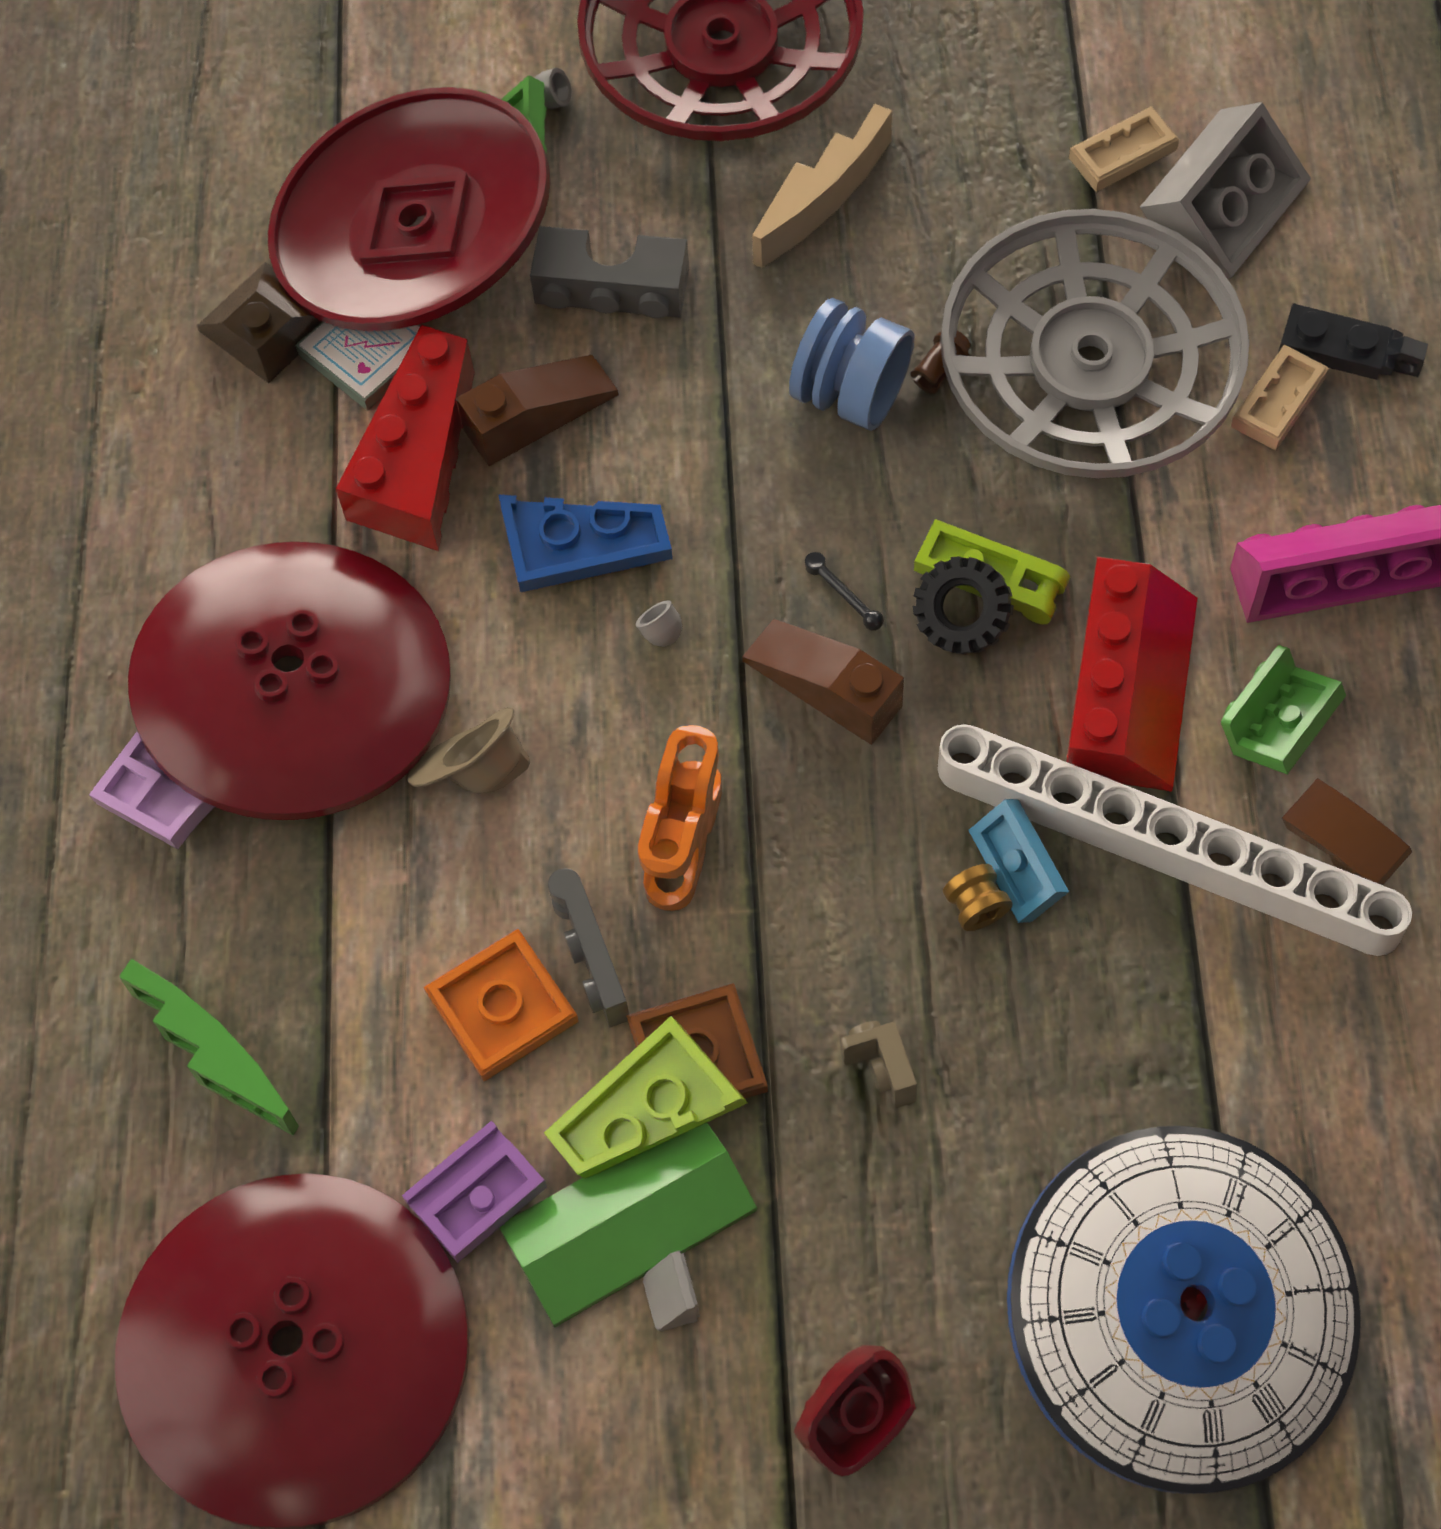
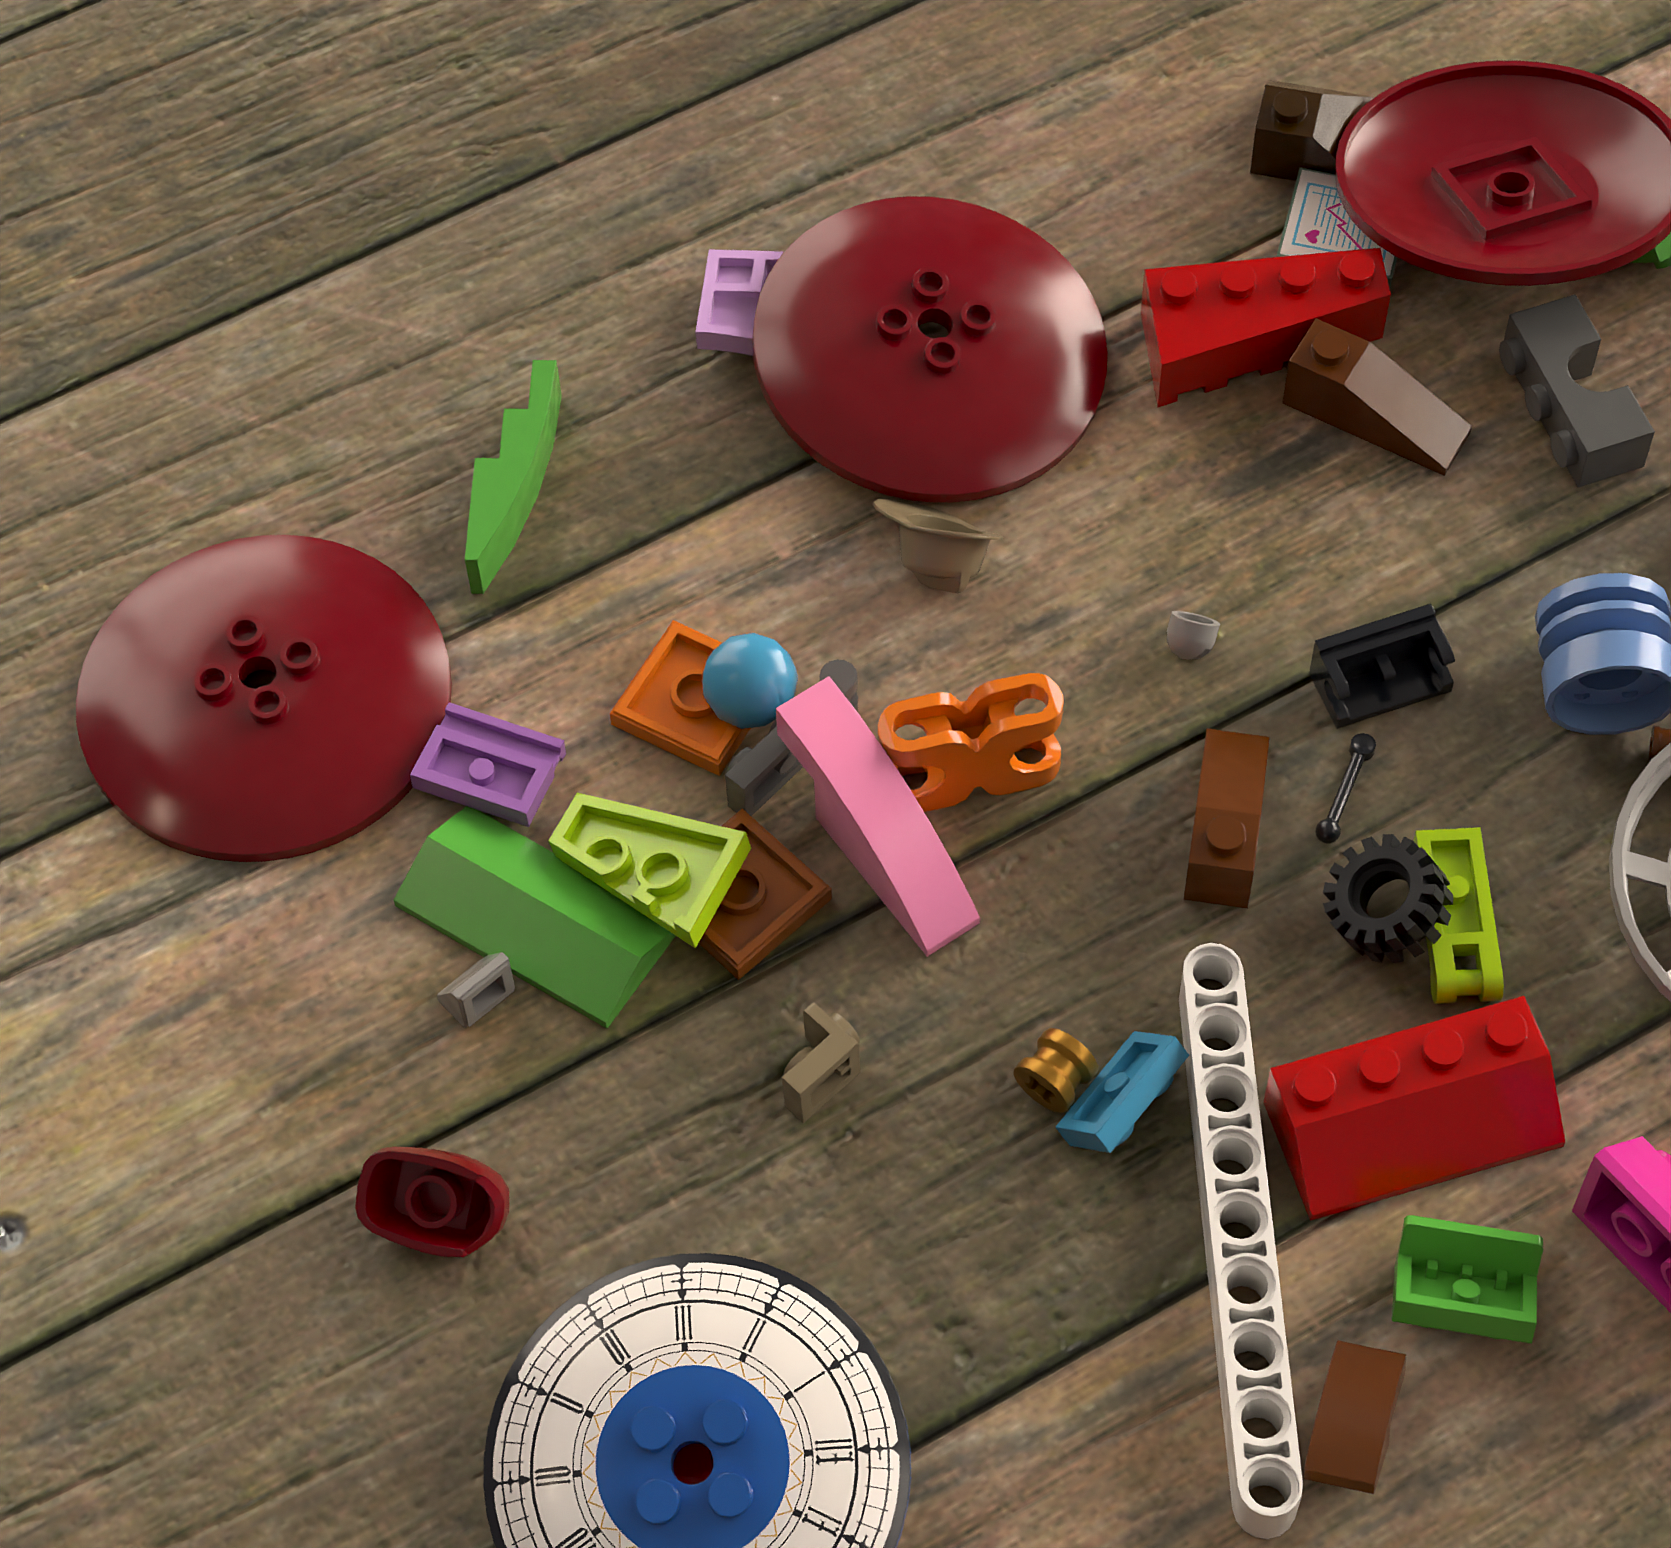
camera: 60 degrees right, 5 degrees down
(523, 953) = (748, 680): none -> dark azure hair
(574, 542) = (1240, 515): blue wing -> none
(702, 916) = (876, 816): none -> bright pink slope
(764, 514) = (1382, 666): none -> black hinge

